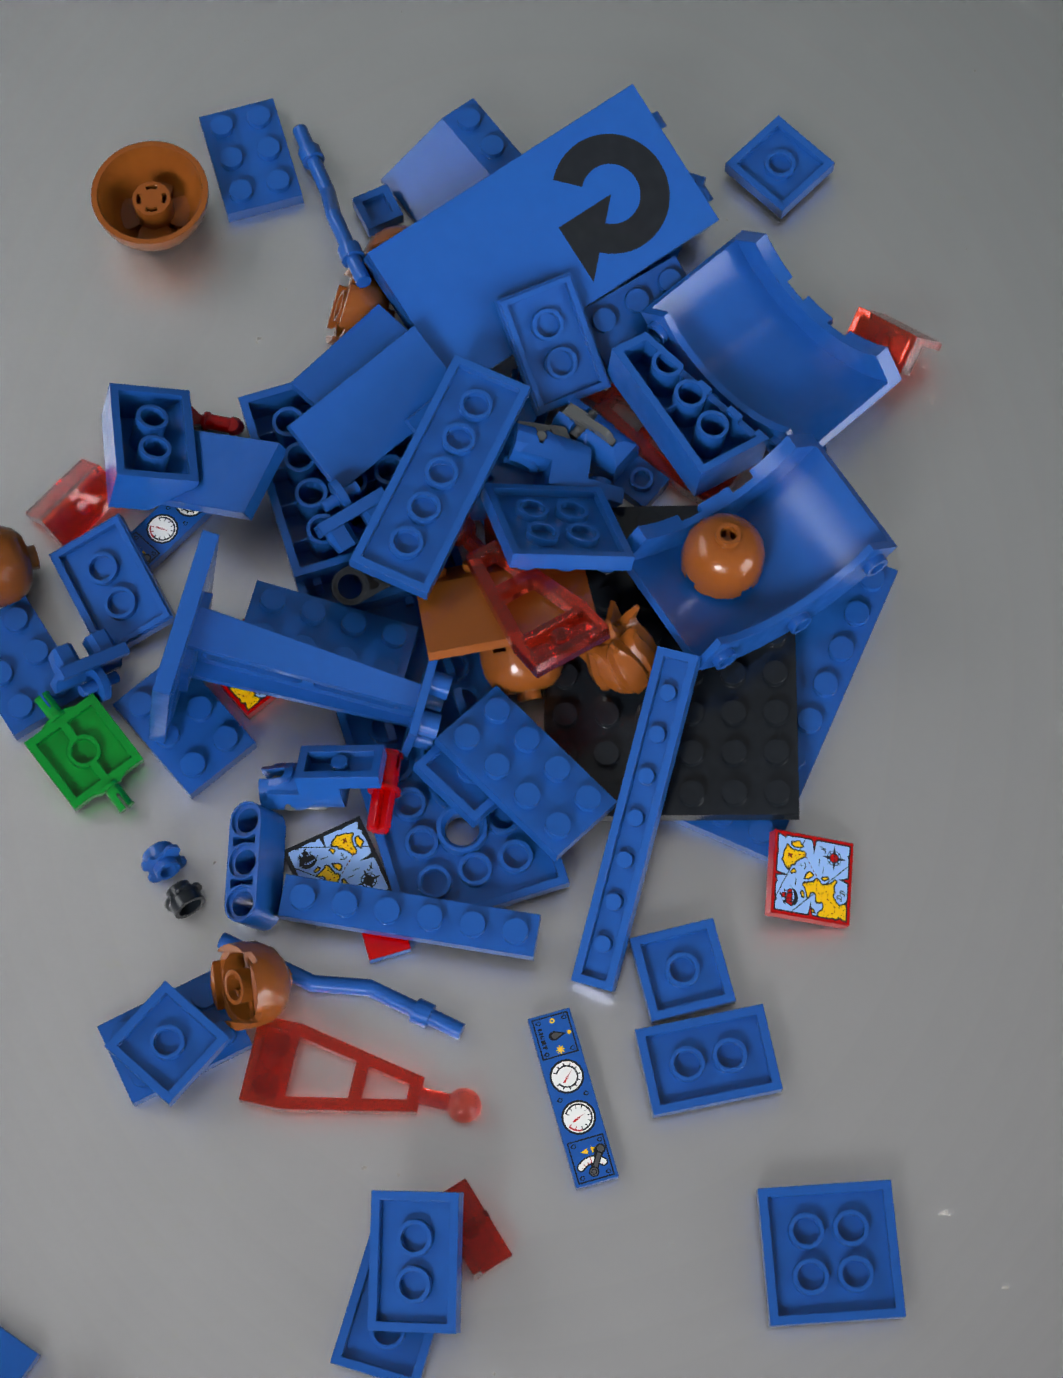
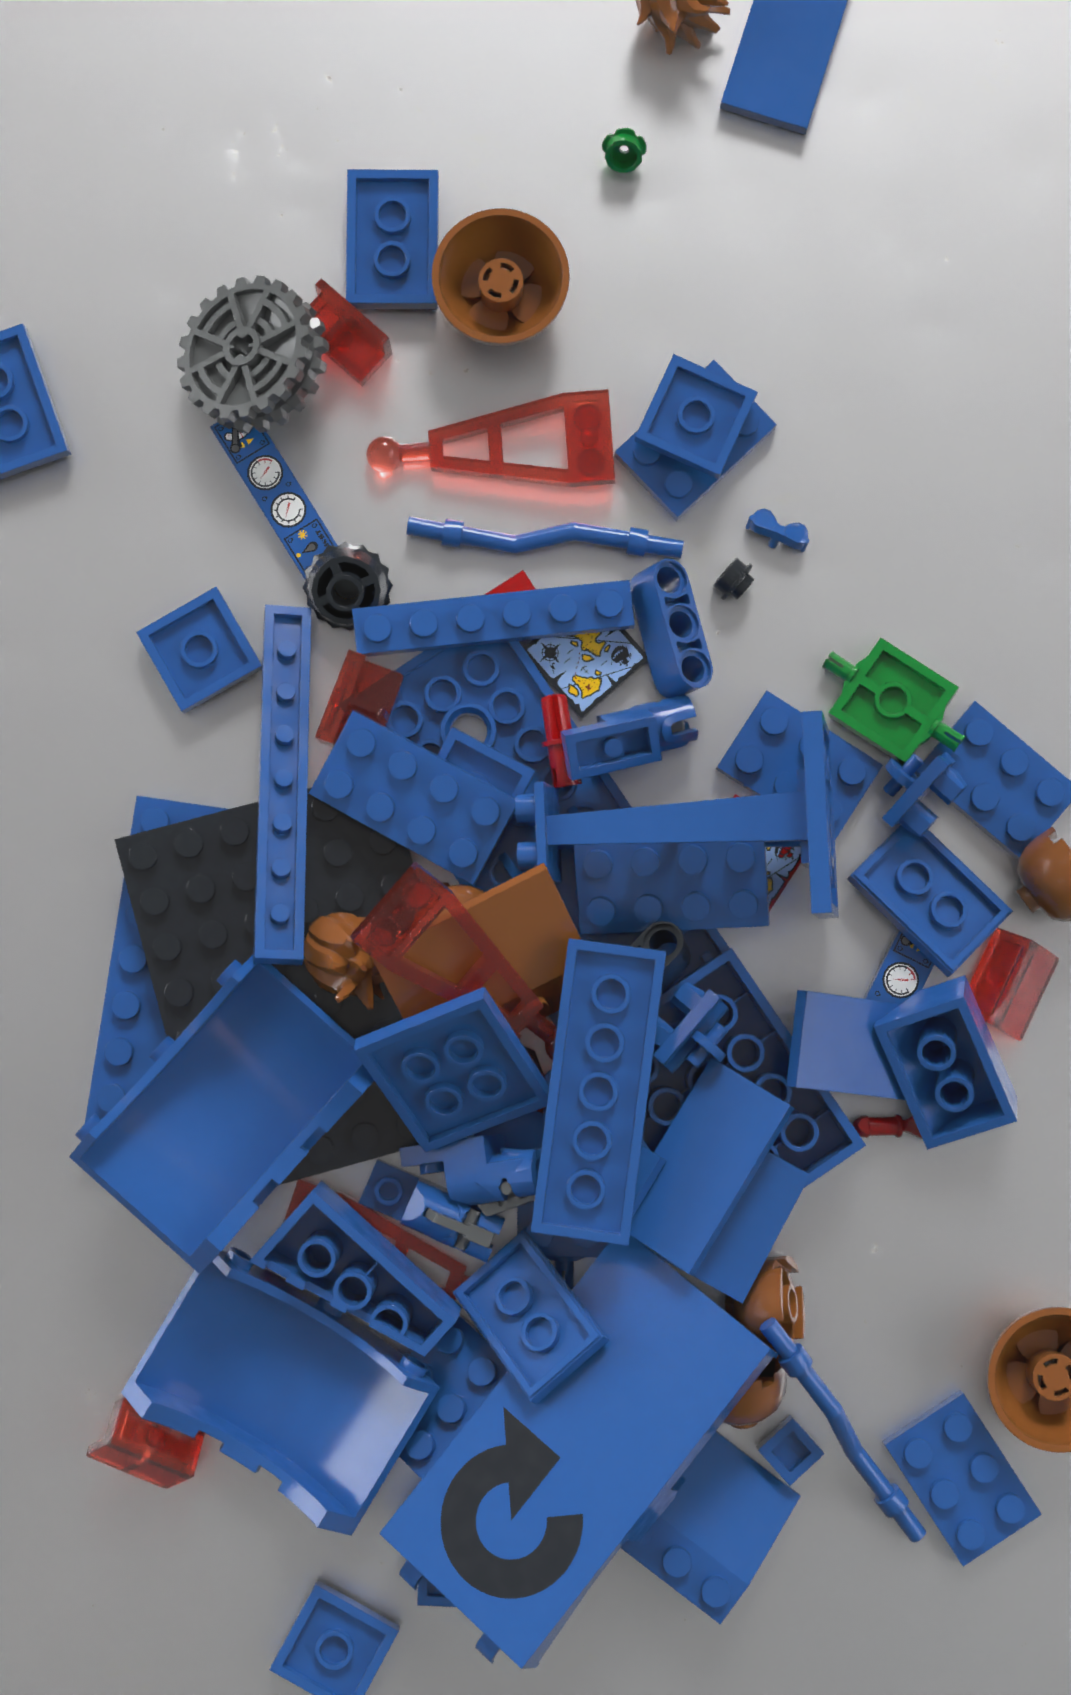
camera: 165 degrees right, 15 degrees up
(139, 941) = (793, 535): none -> blue piece
(146, 1331) = (621, 160): none -> green plate
(162, 861) = (769, 610): blue plate -> none
(250, 984) = (629, 498): dark orange cylinder -> none
(302, 1196) = (493, 254): none -> dark orange piece
(415, 1261) = (379, 271): blue plate -> none
(532, 990) = (345, 580): none -> black piece
(545, 883) = (360, 688): none -> clear red panel
(589, 1234) = (252, 354): none -> dark grey piece
(708, 1060) = (149, 566): blue plate -> none
(723, 556) = (280, 1088): dark orange cylinder -> none
(809, 879) = (92, 782): tile -> none

